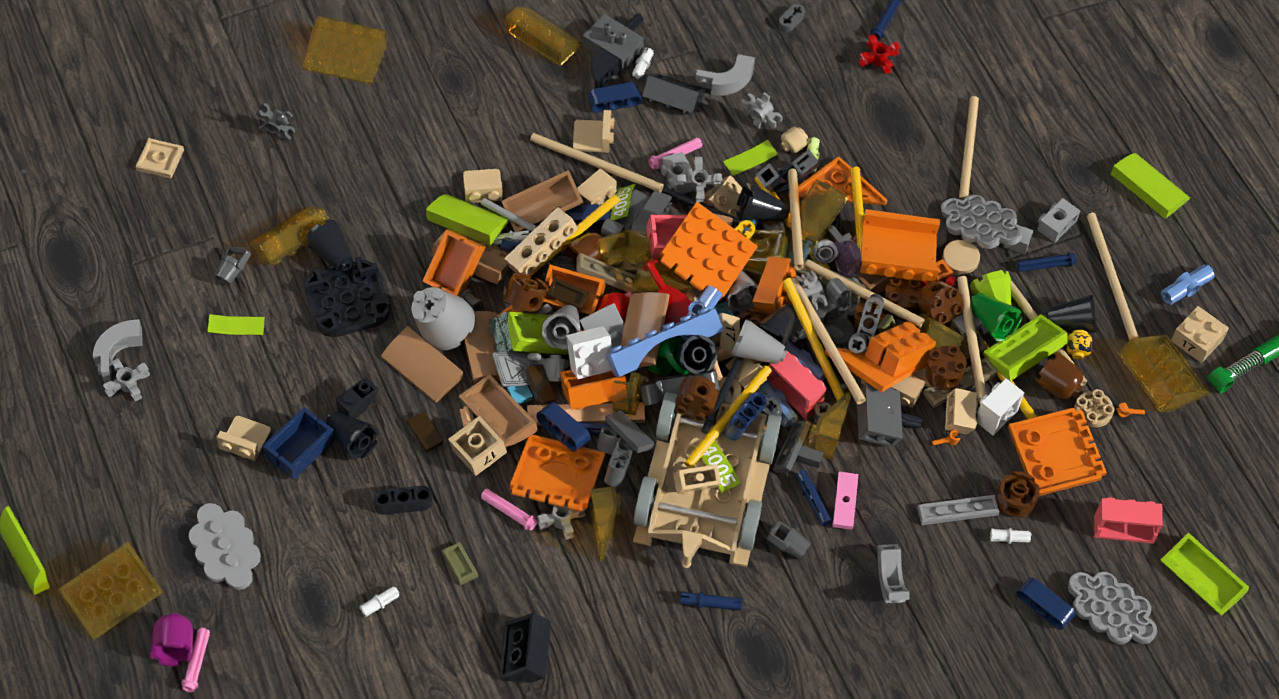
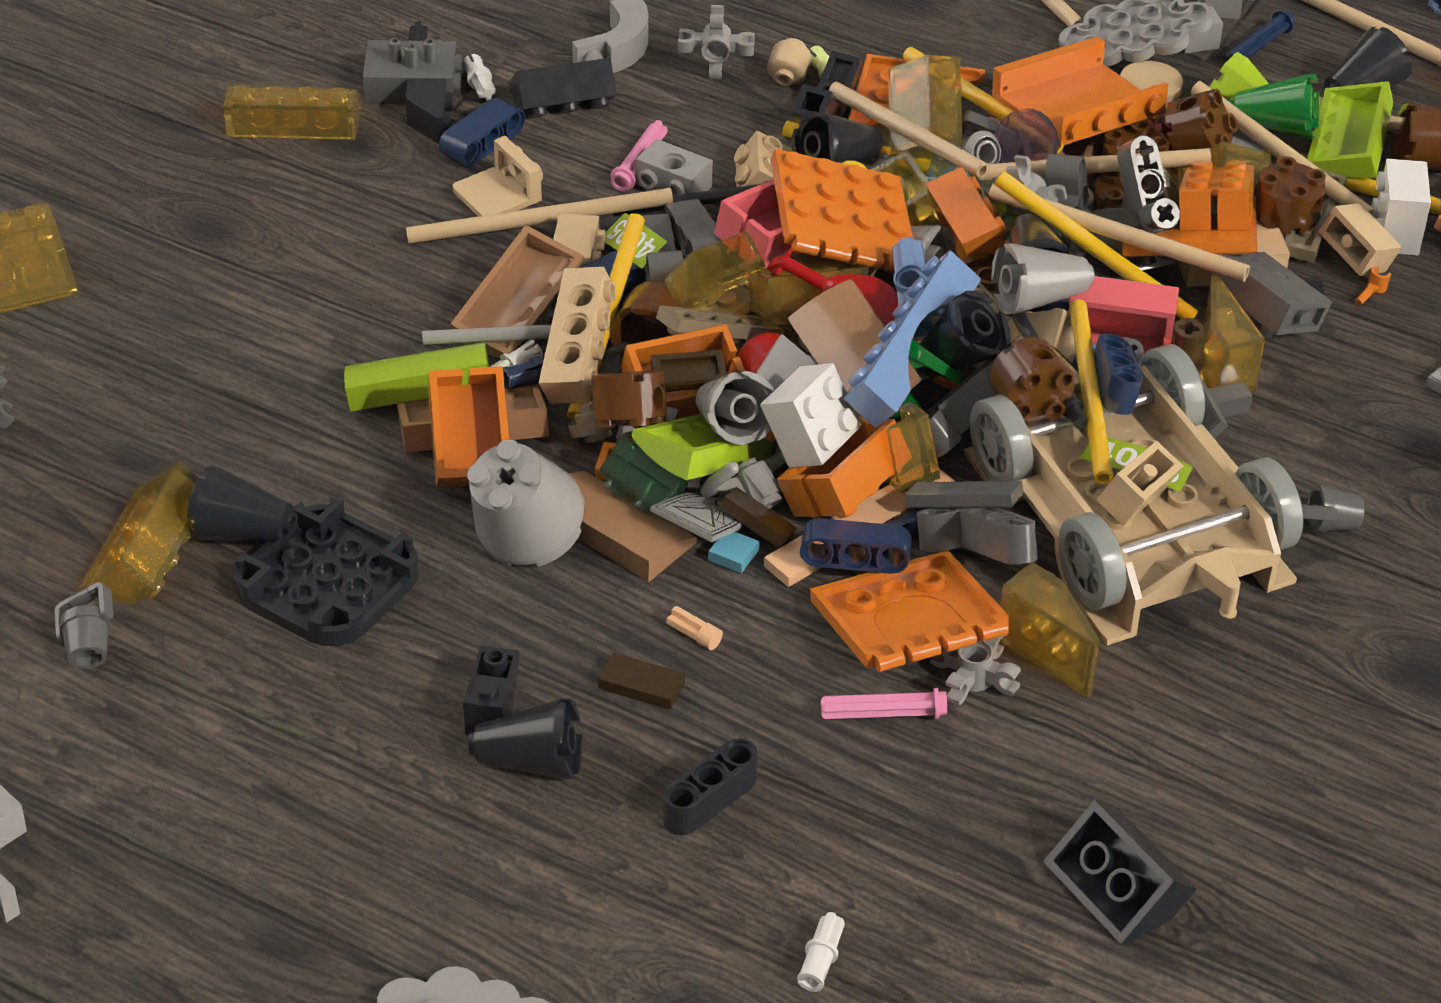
camera: 35 degrees left, 15 degrees down
(126, 373) = (53, 888): light grey pin -> none
(236, 325) = (171, 711): lime sticker -> none
(244, 438) = (353, 855): tan bracket -> none
(298, 443) = (460, 811): dark blue piece -> none
(422, 364) = (543, 594): medium nougat slope -> none
(459, 563) = (887, 823): olive tile -> none
(477, 445) = (752, 643): tan brick -> none
(482, 184) = (398, 324): tan bracket -> none
(499, 411) = (735, 580): medium nougat slope -> none
(710, 601) = (1291, 653): dark blue pin -> none
(714, 179) = (722, 152): light grey pin -> none
(750, 158) = (748, 114): lime sticker -> none
(813, 498) = (1275, 439): dark blue pin -> none
(845, 491) = (1335, 423): bright pink tile -> none
(1079, 344) = (1406, 90): yellow head -> none

